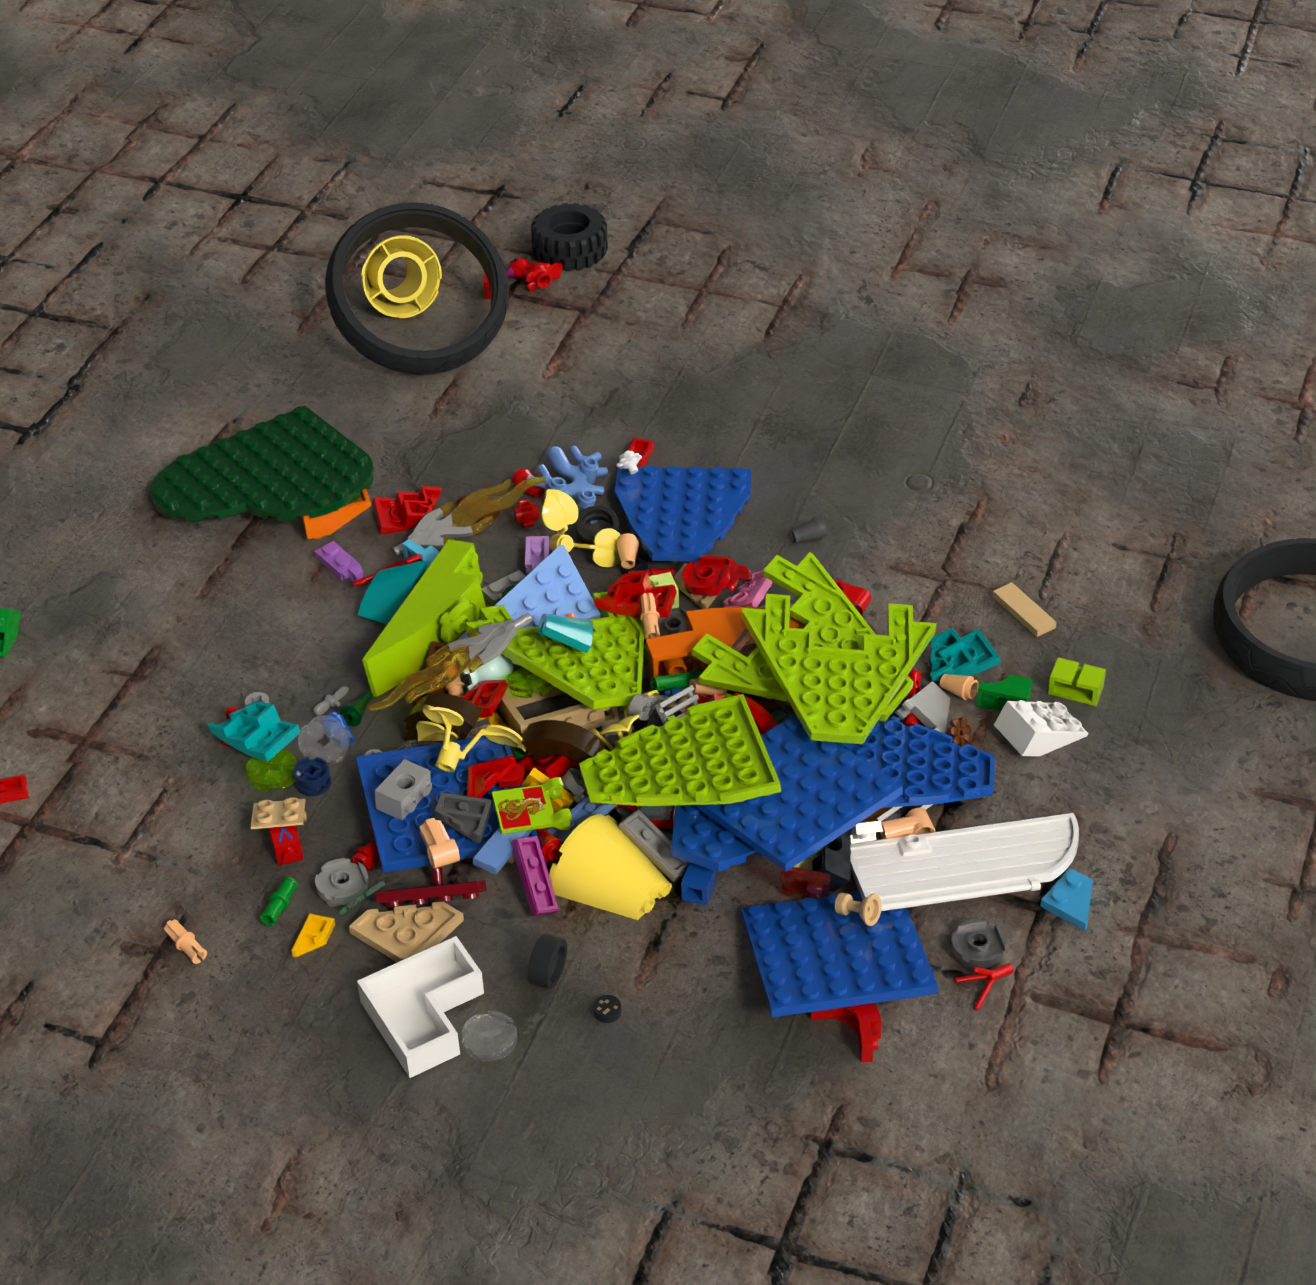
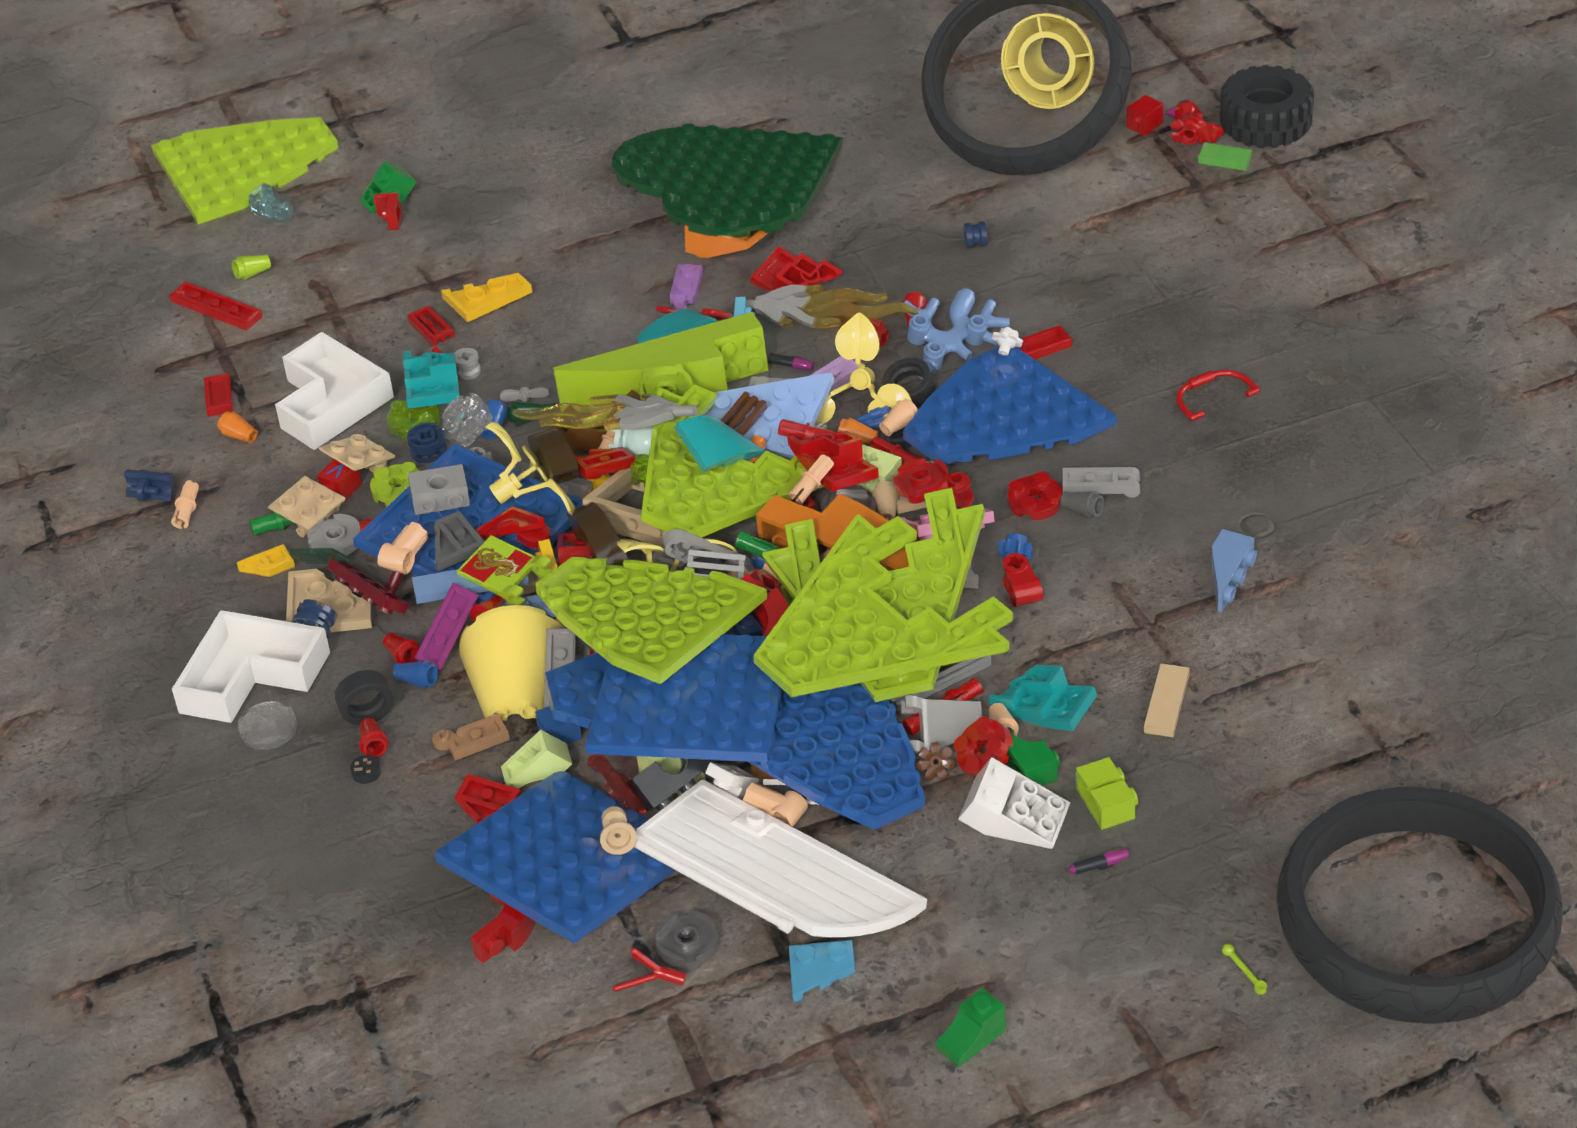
camera: 50 degrees right, 0 degrees up
(25, 641) = (390, 208): none -> red bracket
(82, 853) = (218, 394): none -> red tile
(134, 947) = (149, 485): none -> dark blue hips
(142, 863) = (236, 427): none -> orange cone
(183, 702) = (427, 329): none -> red tile
(188, 780) = (333, 390): none -> white piece
(200, 657) = (479, 300): none -> yellow wing
(293, 873) = (307, 504): none -> tan hinge
(330, 807) = (387, 478): none -> lime plate
(433, 933) = (315, 615): none -> dark blue wheel
(494, 563) = (790, 361): none -> piece
(496, 414) = (975, 234): none -> dark blue wheel
(514, 915) = (401, 648): none -> red cone
(537, 595) = (740, 409): none -> reddish brown tile
(549, 922) = (418, 673): none -> blue cone
(579, 282) = (1225, 156): none -> bright green tile
(583, 984) = (372, 738): none -> red cone
(590, 594) = (800, 431): none -> red axle
(603, 579) = (858, 429): none -> orange cone
(605, 564) = (874, 416): none -> blue piece
(651, 934) = (472, 737): none -> medium nougat hinge
(687, 601) = (886, 499): none -> tan cone
(723, 915) = (536, 760): none -> yellowish green arch
(727, 964) = (483, 797): none -> red wing
(766, 417) = (1208, 377): none -> red piece
(783, 543) = (1041, 485): none -> red plate
(799, 512) = (1102, 480): none -> light grey plate
(946, 512) = (1230, 559): none -> medium blue slope
(972, 691) = (974, 737): none -> red plate
(1127, 722) = (1099, 862): none -> piece
(1208, 861) = (974, 1027): none -> green arch
(1301, 725) = (1260, 986): none -> lime hinge

